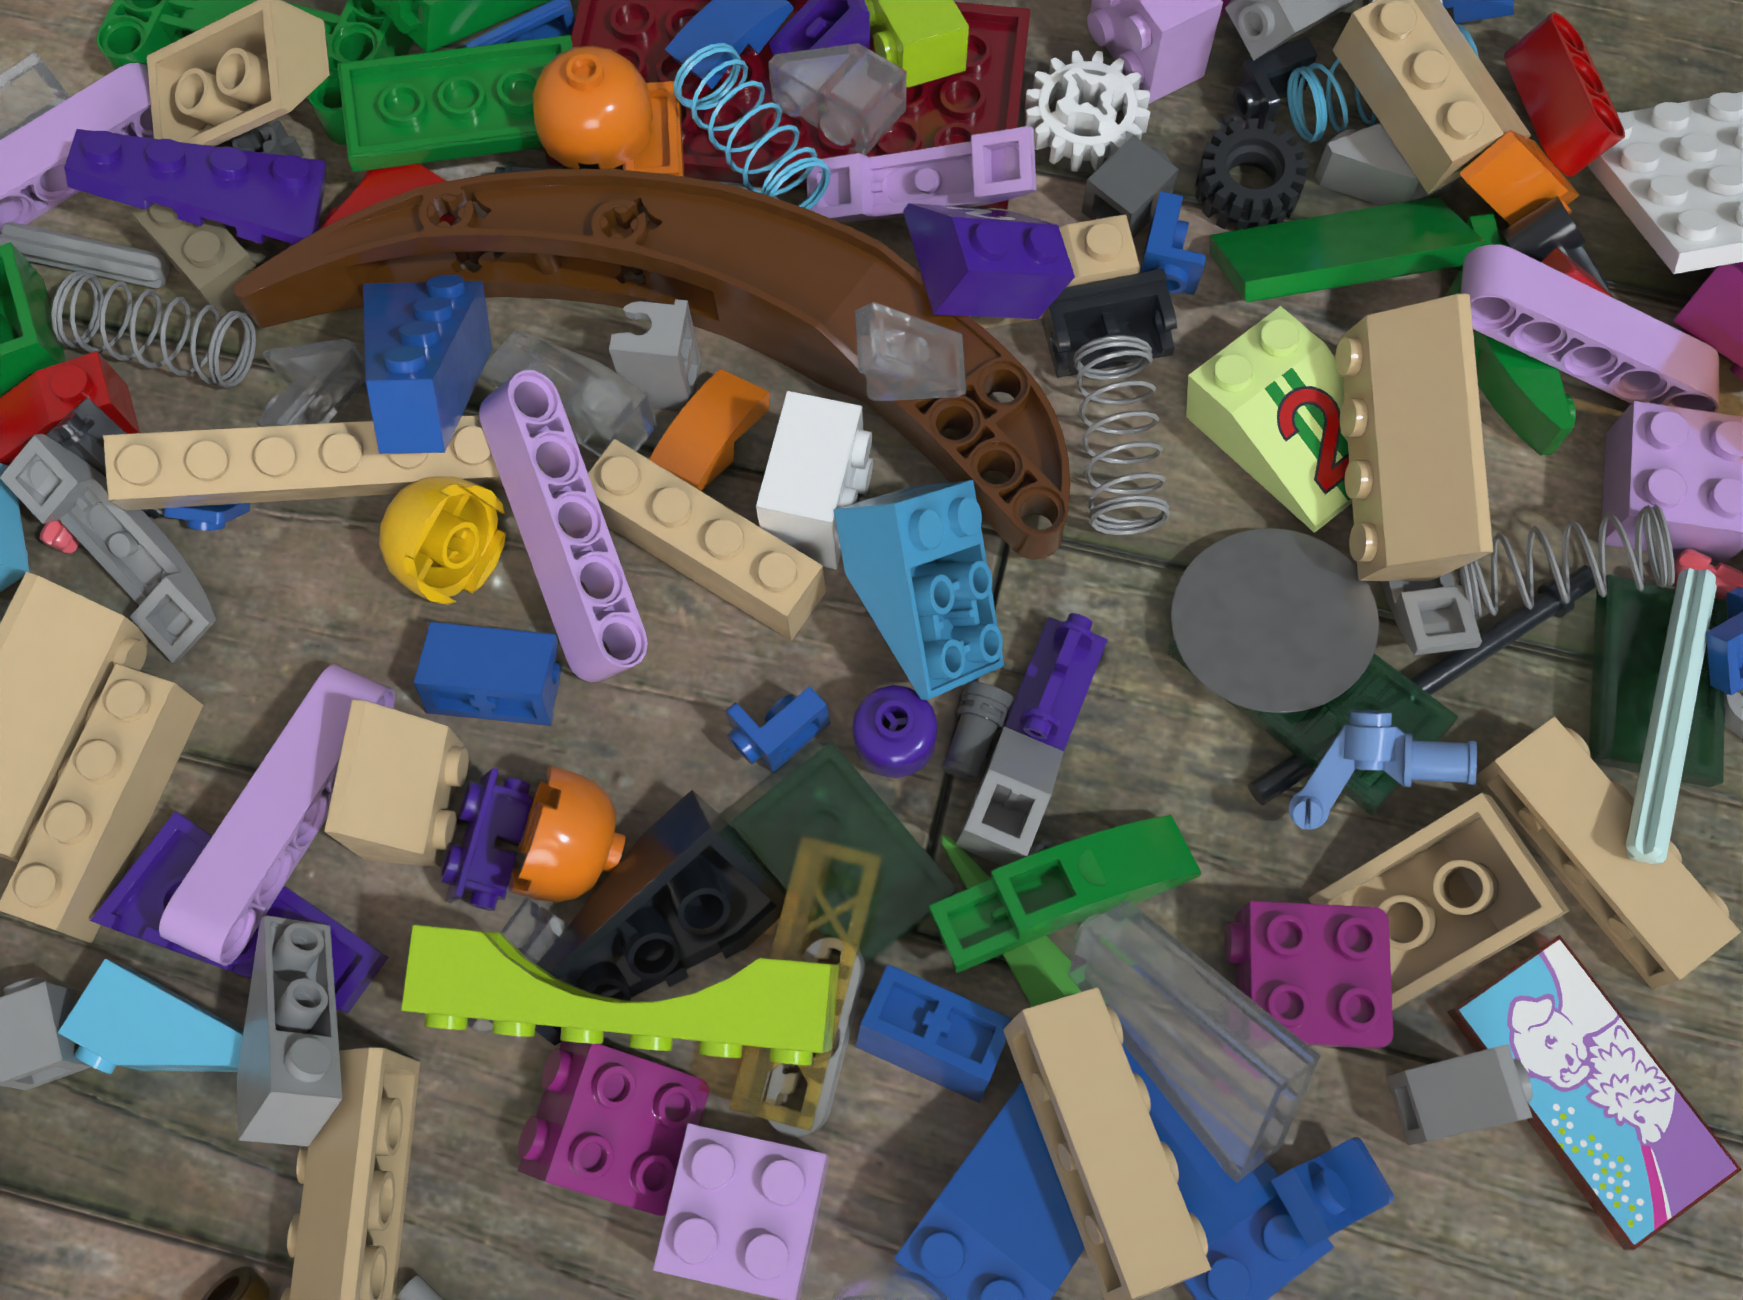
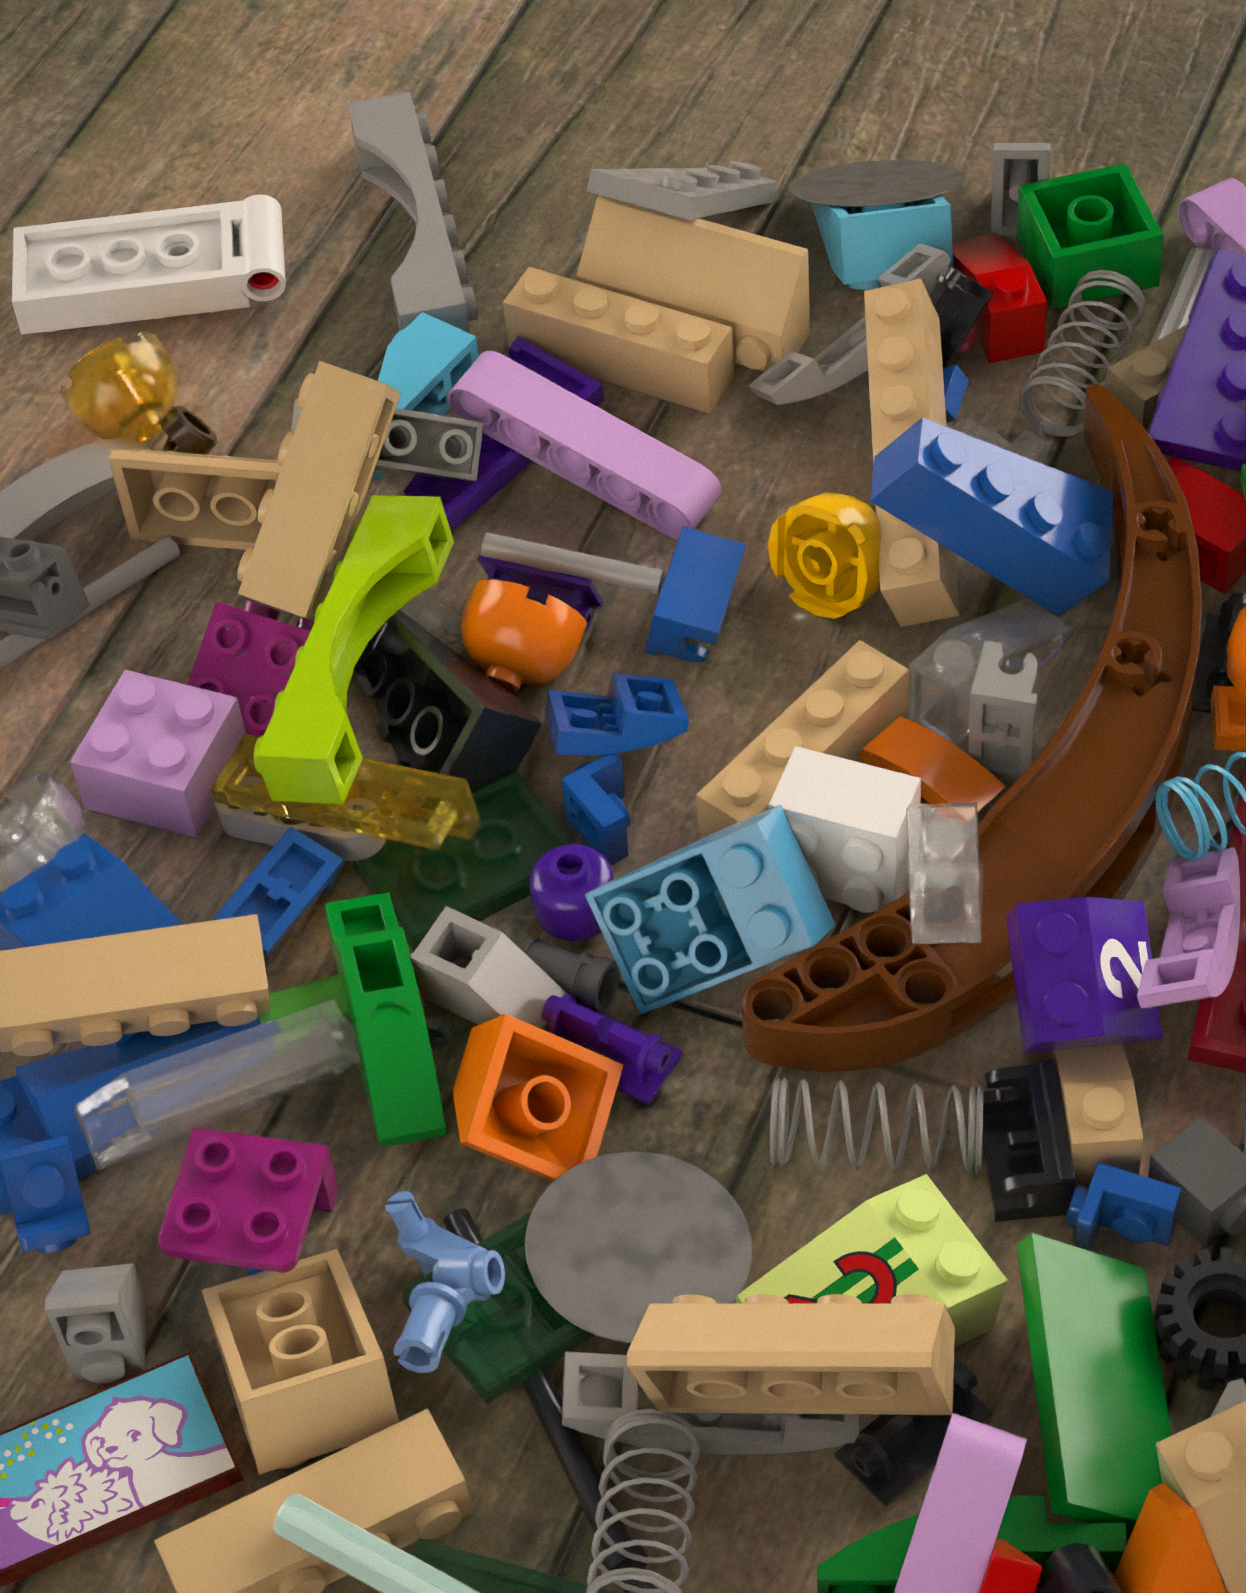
camera: 100 degrees right, 20 degrees down
(396, 786) = (590, 502): tan slope -> none
(413, 1061) = (318, 489): none -> tan brick
(469, 791) = (572, 563): none -> light grey bar
(565, 497) = (785, 624): lavender beam -> none
(669, 723) = (632, 717): none -> blue slope
(1141, 737) = (532, 1097): none -> orange slope

